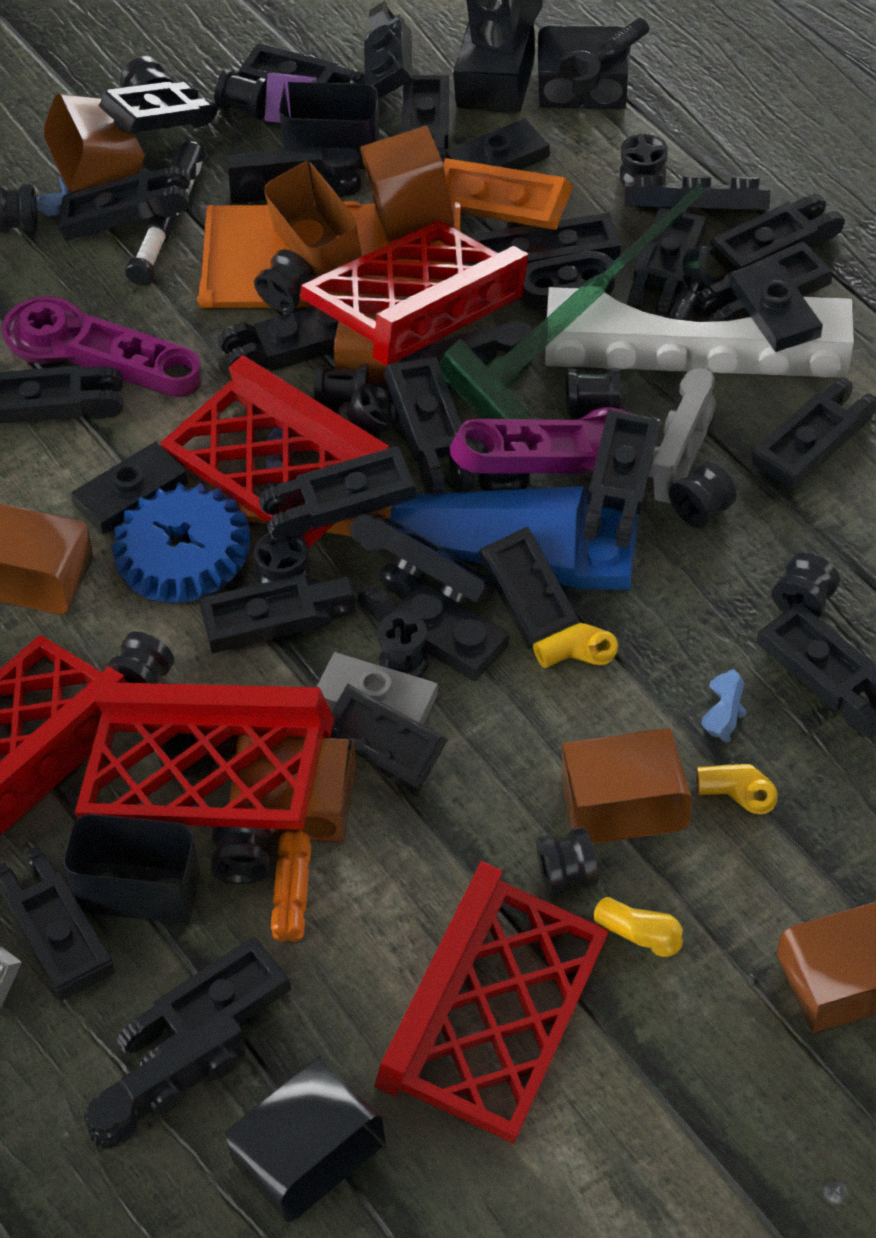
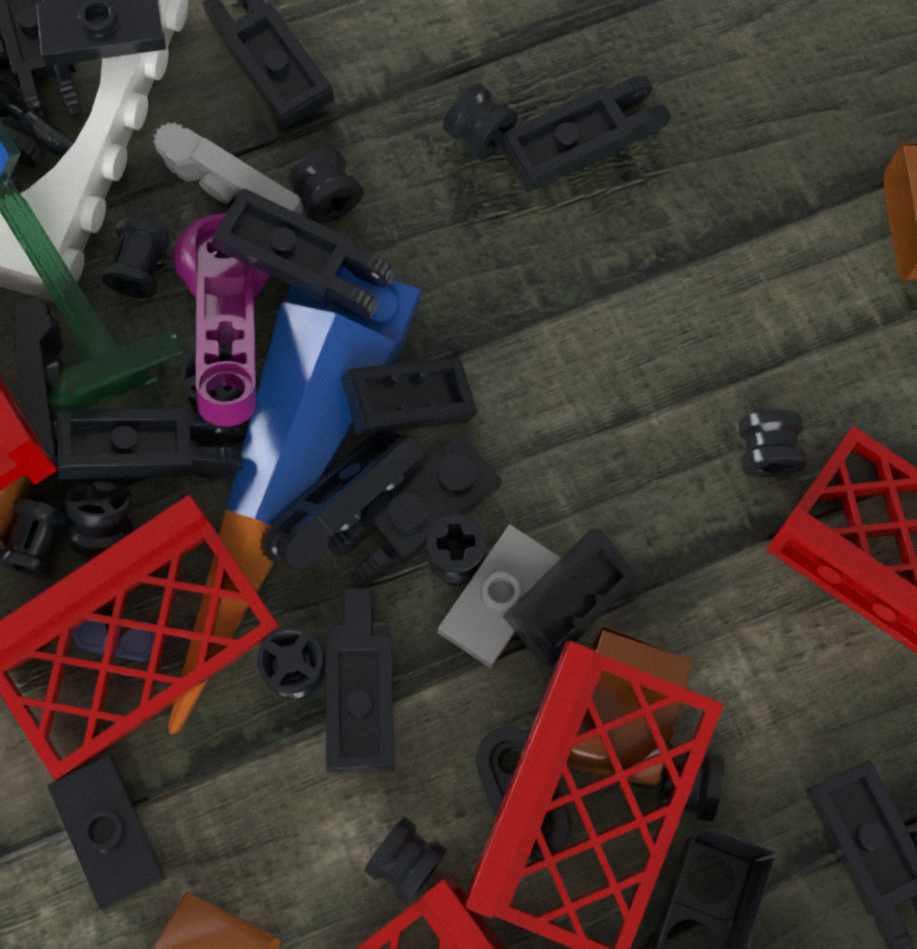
camera: 80 degrees left, 20 degrees up
(187, 571) = (219, 829): blue gear -> none
(291, 886) = (744, 739): orange axle -> none
(338, 493) = (240, 563): black hinge -> none
(579, 643) = (486, 364): yellow arm -> none
(626, 786) = (695, 364): dark orange piece -> none
(641, 926) = (862, 393): yellow arm -> none
(722, 717) = (618, 250): medium blue piece -> none
(741, 783) = (703, 254): yellow arm -> none

